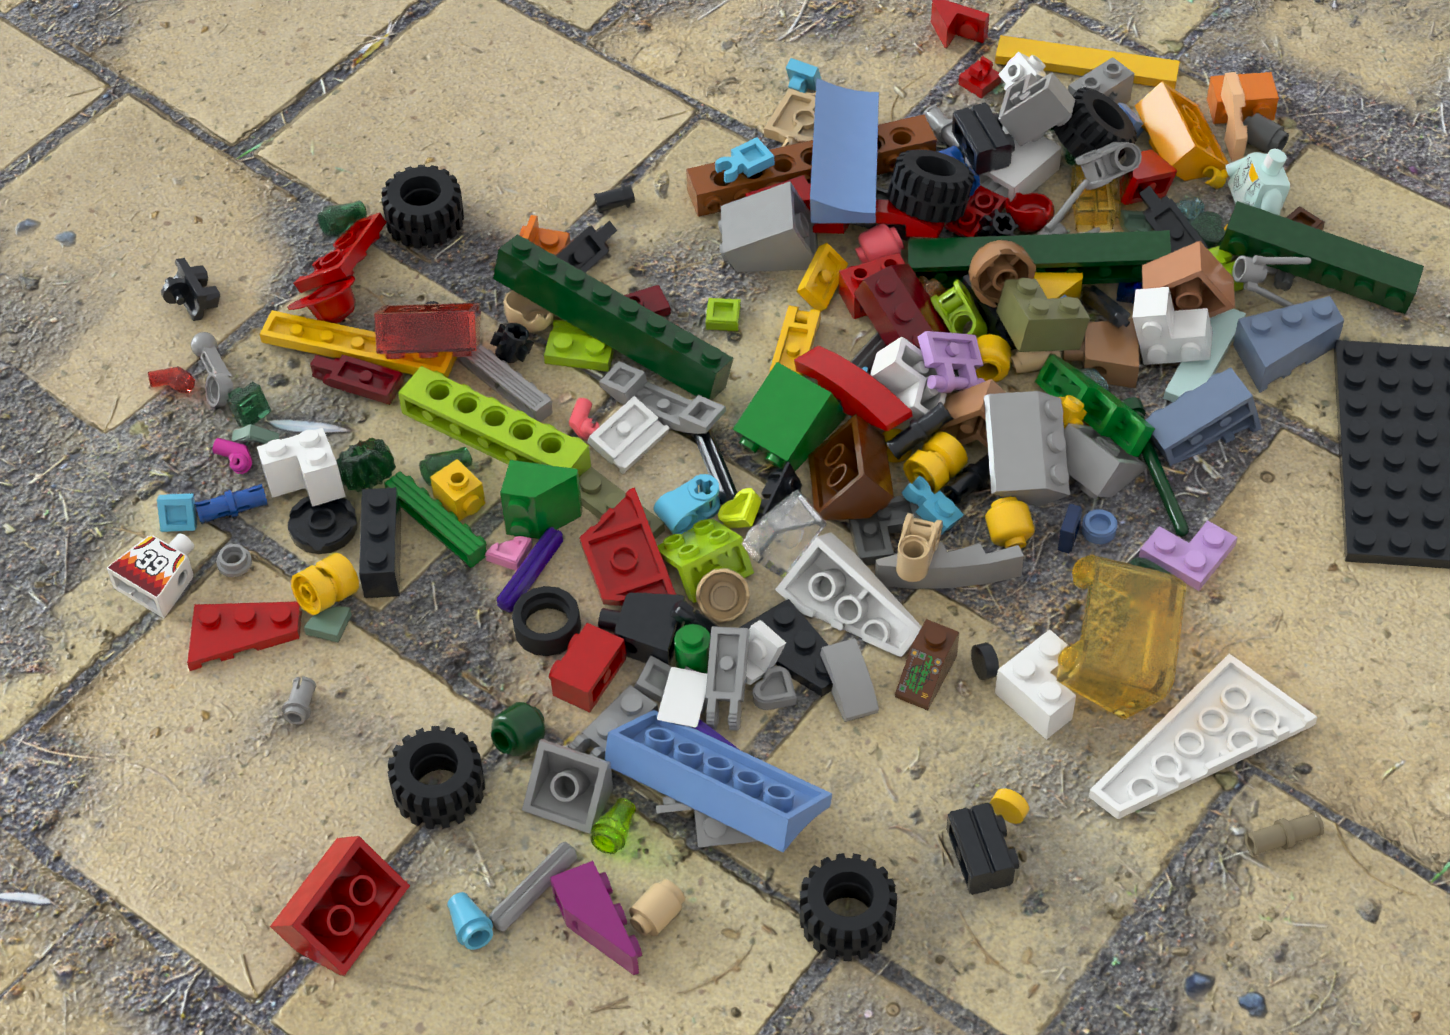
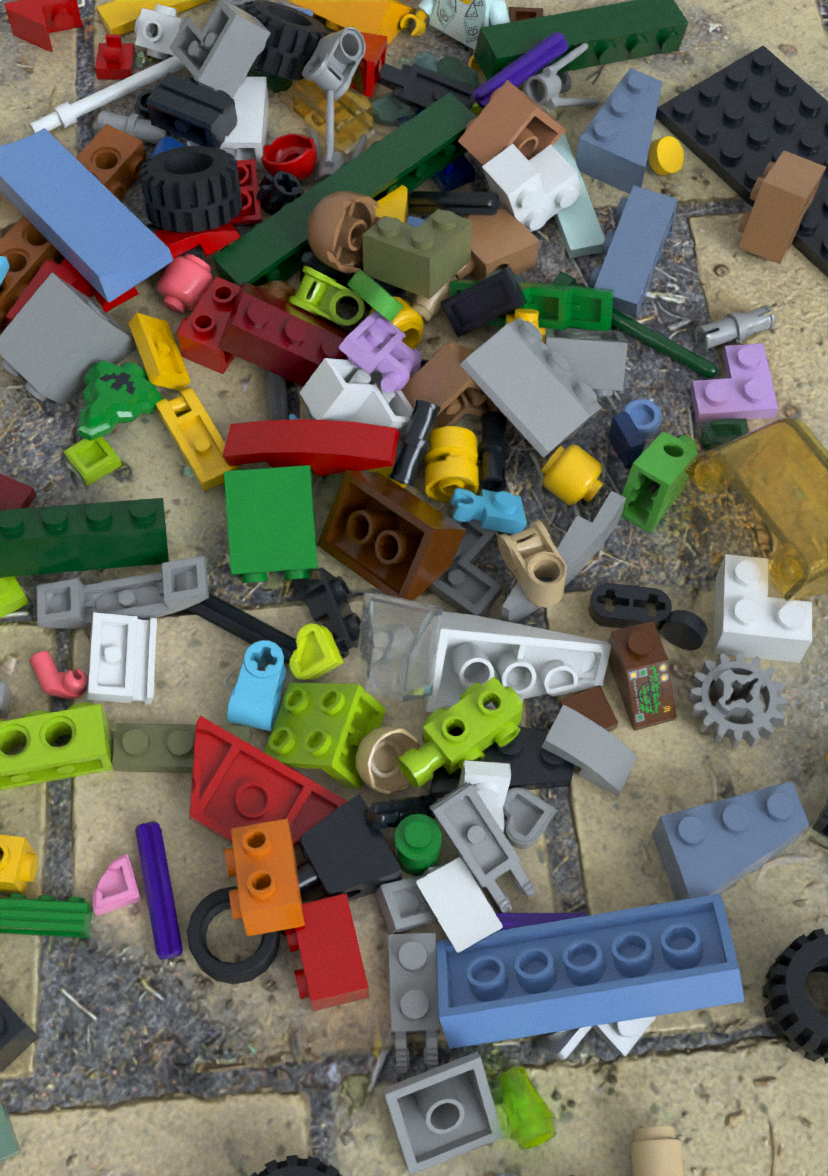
camera: 45 degrees left, 10 degrees up
(517, 729) = (326, 1088): dark green head -> none
(539, 498) = (104, 806): green slope -> none
(586, 594) = (266, 878): none -> orange brick
(766, 285) = (114, 397): none -> green rock
(781, 608) = (479, 727): none -> lime brick
(878, 662) = (593, 705): none -> reddish brown tile
(881, 787) = (727, 839): none -> sand blue wedge
(912, 94) = (67, 114): none -> white bar
(969, 623) = (629, 605): none -> black beam
(973, 722) = (742, 717): none -> light grey gear
(983, 325) = (375, 295): none -> bright green beam
(1052, 558) = (660, 463): none -> bright green torso
(1060, 378) = (484, 302): none -> black tile
(1228, 514) = (734, 327): none -> light grey pin
(1247, 246) = (523, 67): none -> dark purple axle
(1303, 375) = (666, 156): none -> yellow tile
(1340, 450) = (779, 206): none -> medium nougat brick

